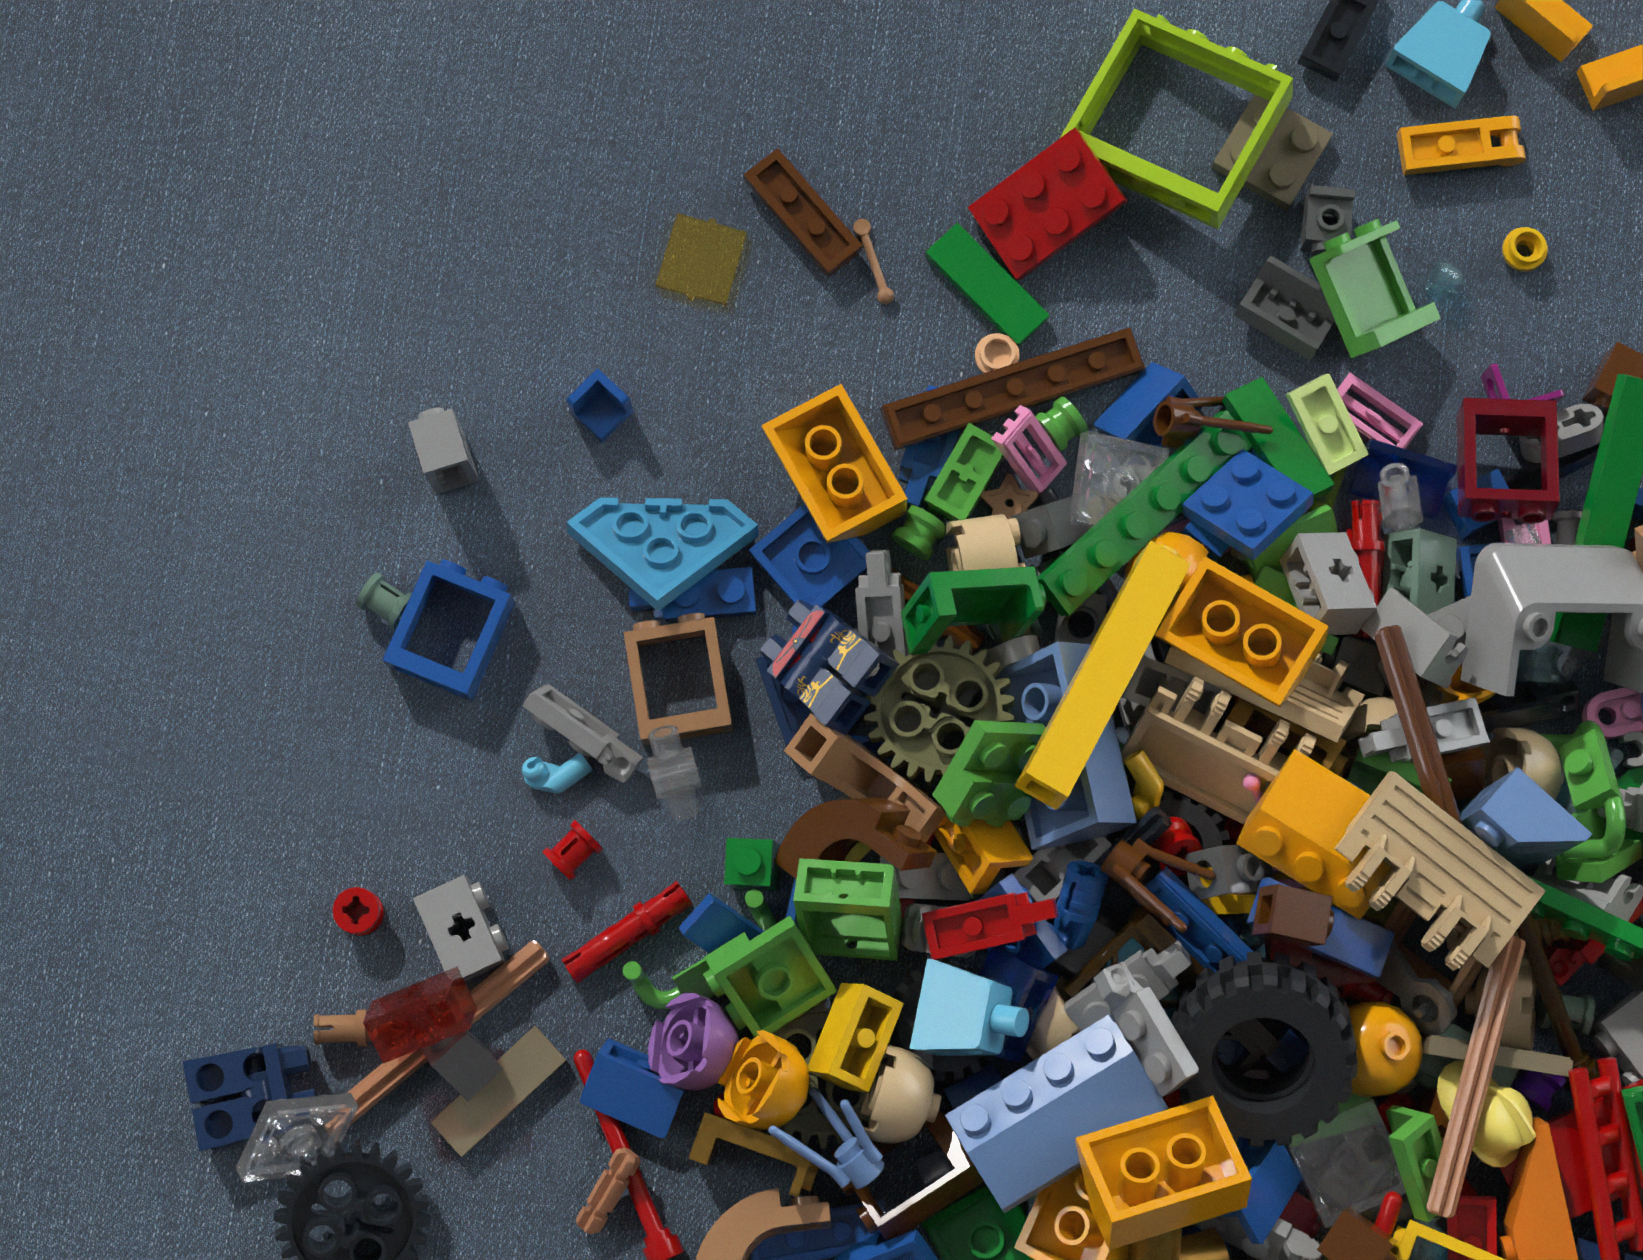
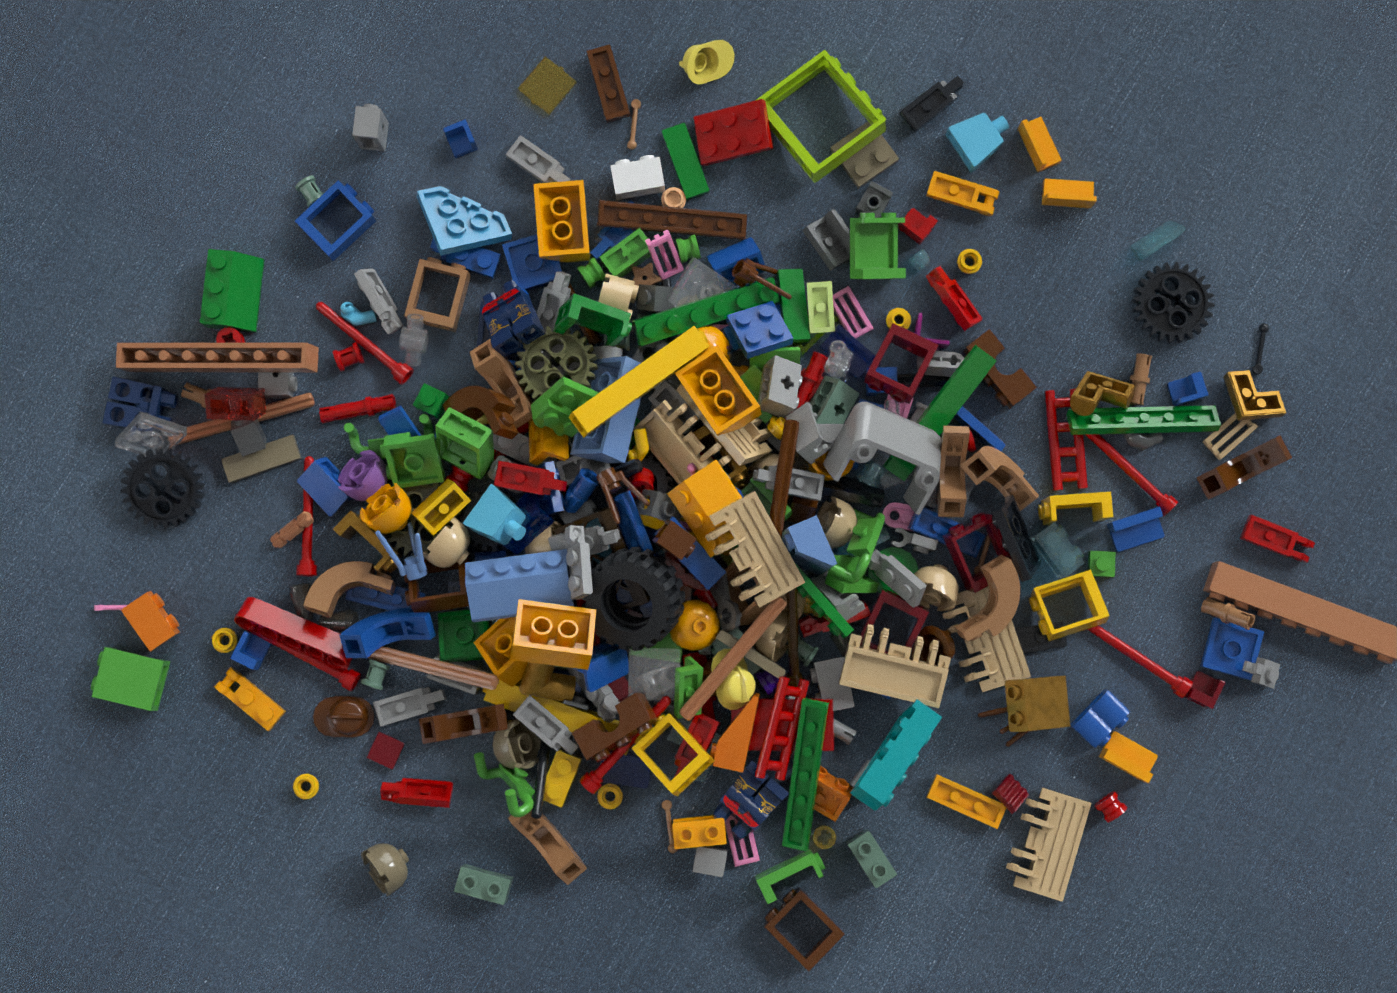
camera: 25 degrees right, 5 degrees up
(324, 825) = (232, 290): none -> green slope
(353, 949) = (217, 357): none -> nougat brick
(670, 836) = (400, 371): none -> red piece
(743, 390) = (536, 161): none -> light grey hinge
(854, 971) = (460, 477): none -> red wheel
(924, 343) = (637, 177): none -> white brick
(950, 108) = (708, 61): none -> light yellow piece
(1358, 651) = (776, 426): none -> yellow plate
(1419, 229) = (917, 225): none -> red panel
(1444, 396) = (898, 312): none -> yellow plate
(1530, 318) = (954, 298): none -> red hinge

